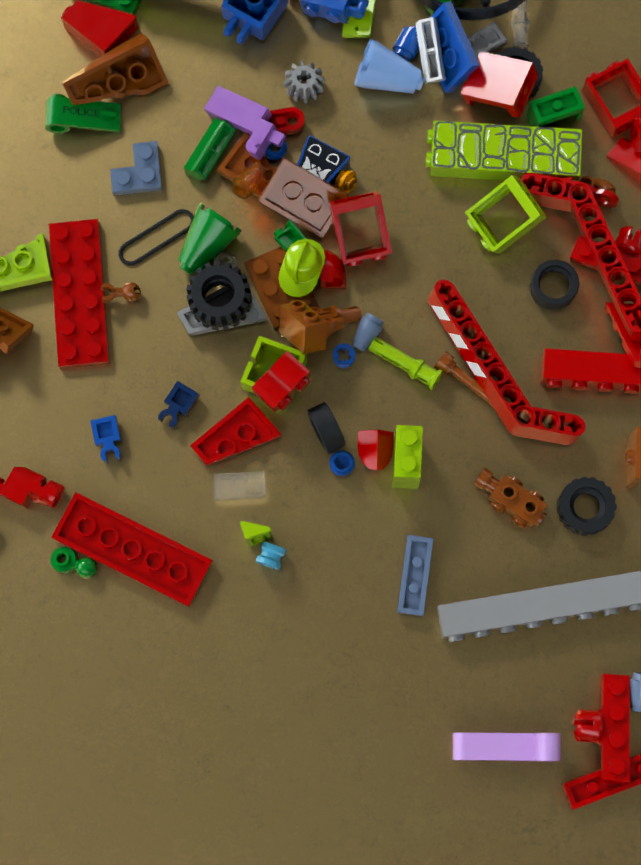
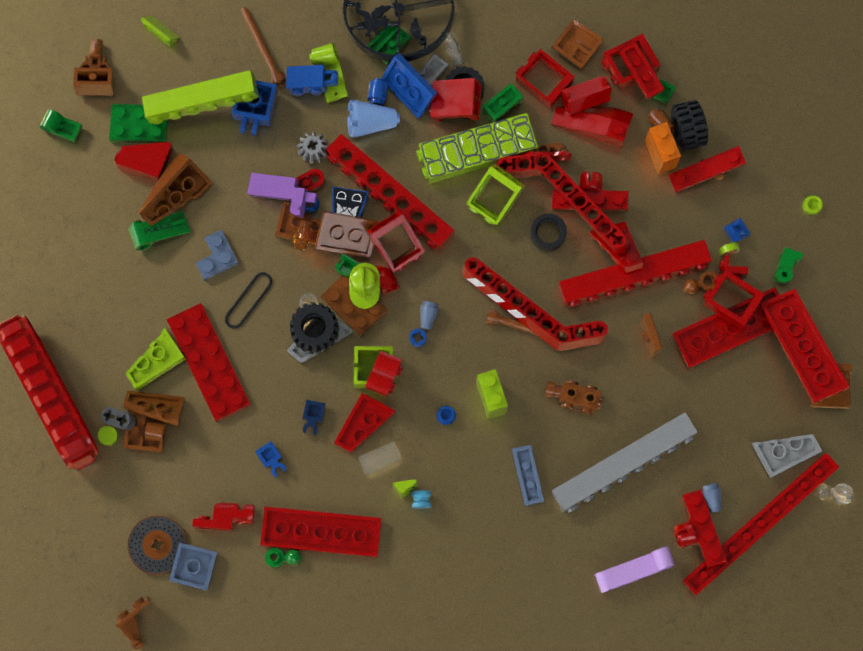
camera: 25 degrees left, 0 degrees up
(127, 292) = (244, 348): dark orange arm -> none
(205, 239) = (287, 290): green cone -> none
(209, 149) = (263, 222): green piece -> none
(310, 326) = (388, 325): dark orange brick -> none
(326, 427) = (426, 394): black tyre -> none
(340, 93) = (343, 146): none -> red brick
(346, 180) = (371, 210): light orange plate -> none
(375, 448) = (465, 396): red brick -> none
(416, 368) = (472, 328): lime pin -> none
(434, 50) = (399, 91): white piece -> none
(600, 492) = (635, 369): black tyre -> none

